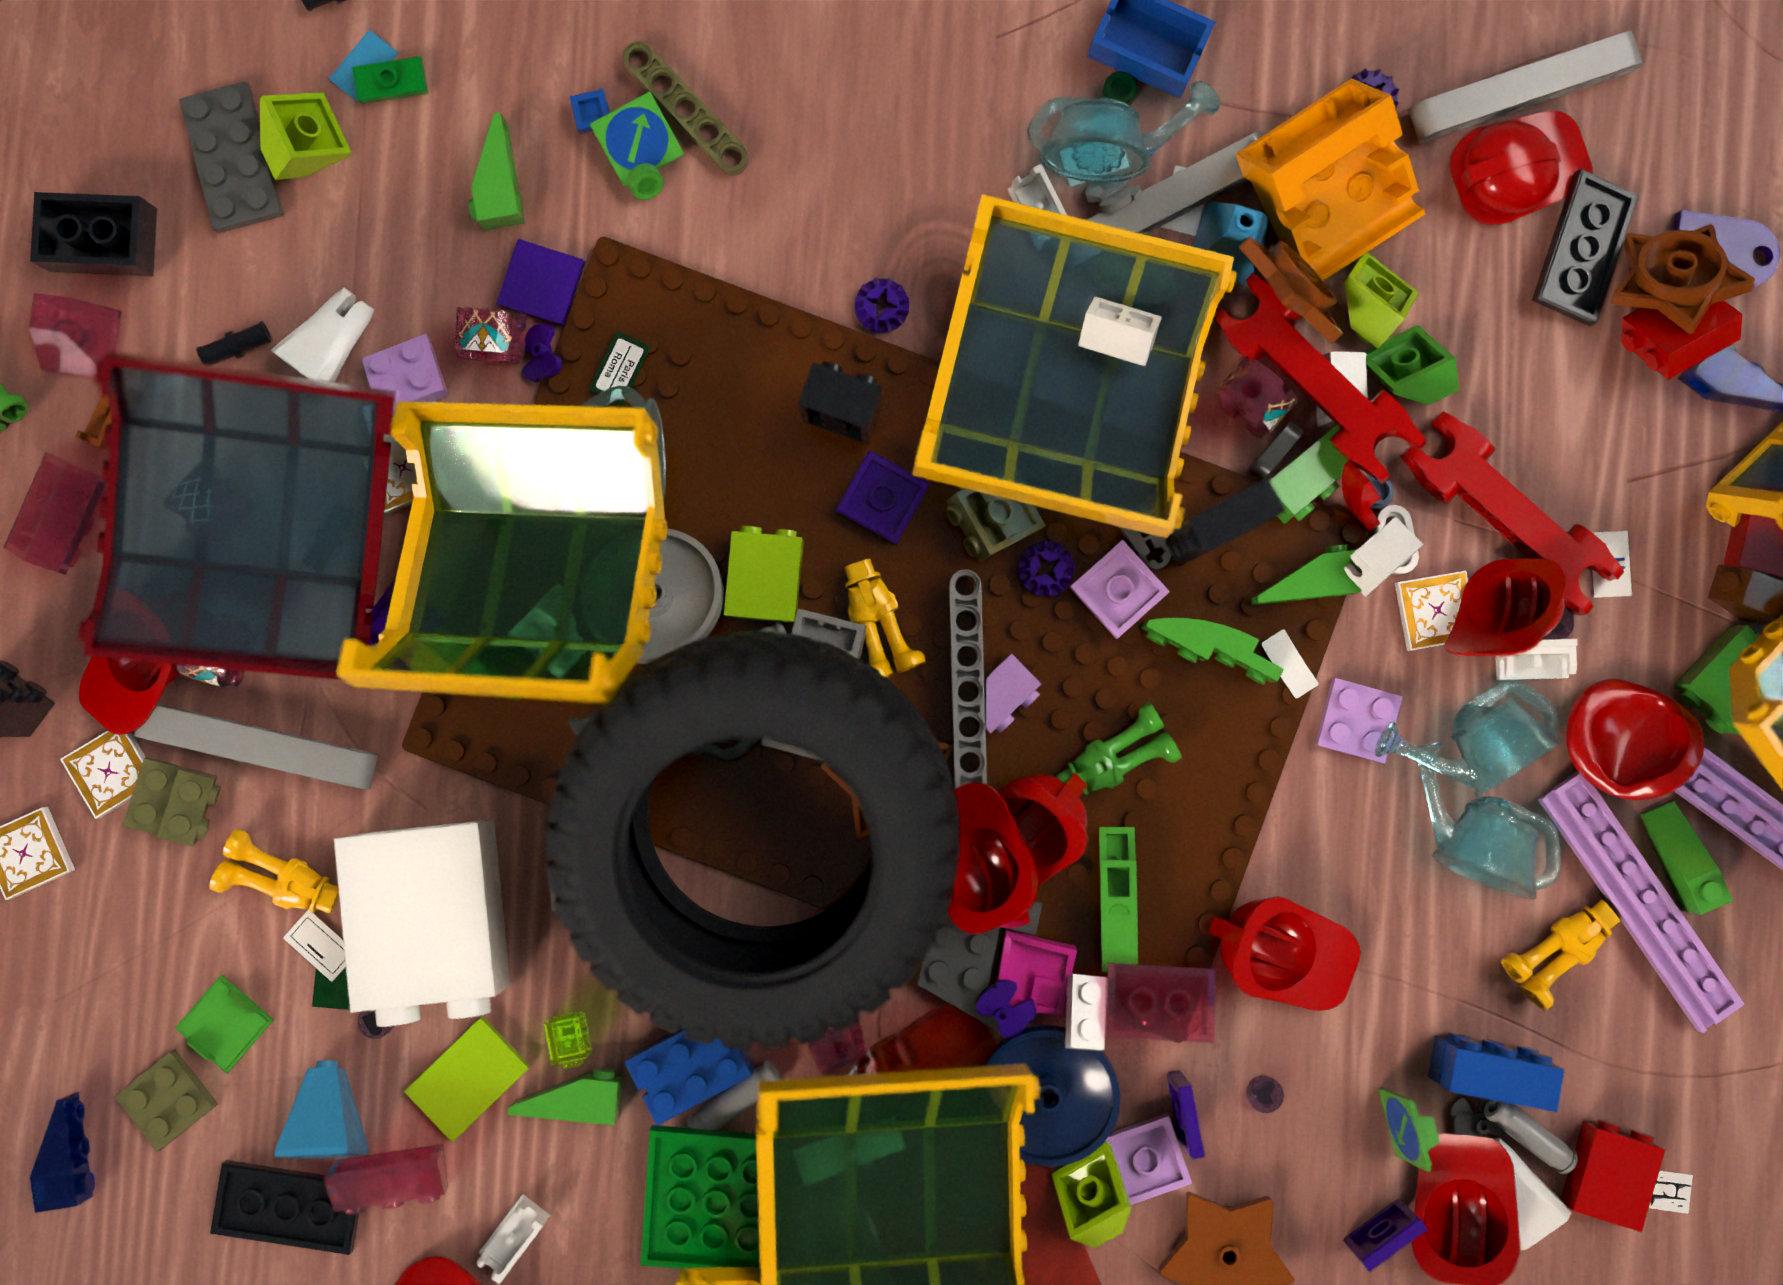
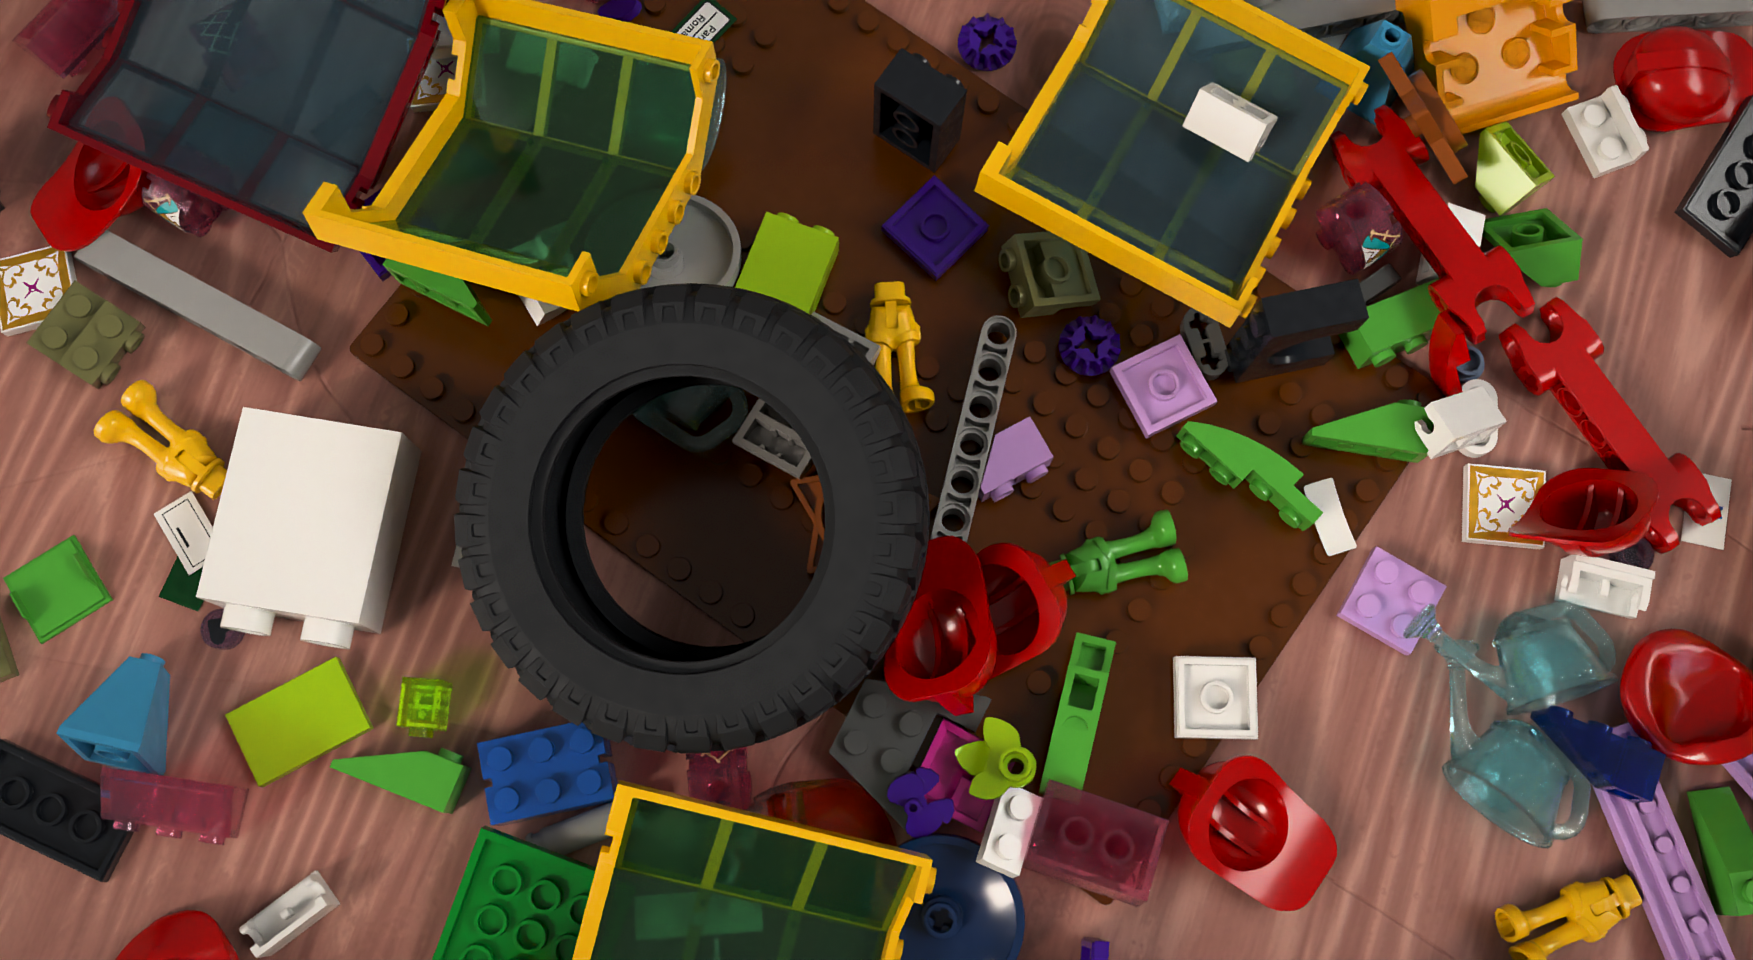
camera: 15 degrees right, 10 degrees down
(1055, 958) = (990, 760): none -> lime plate
(1229, 848) = (1215, 697): none -> white tile
(1456, 239) = (1606, 132): none -> white bracket
(1568, 815) = (1607, 760): none -> clear blue slope

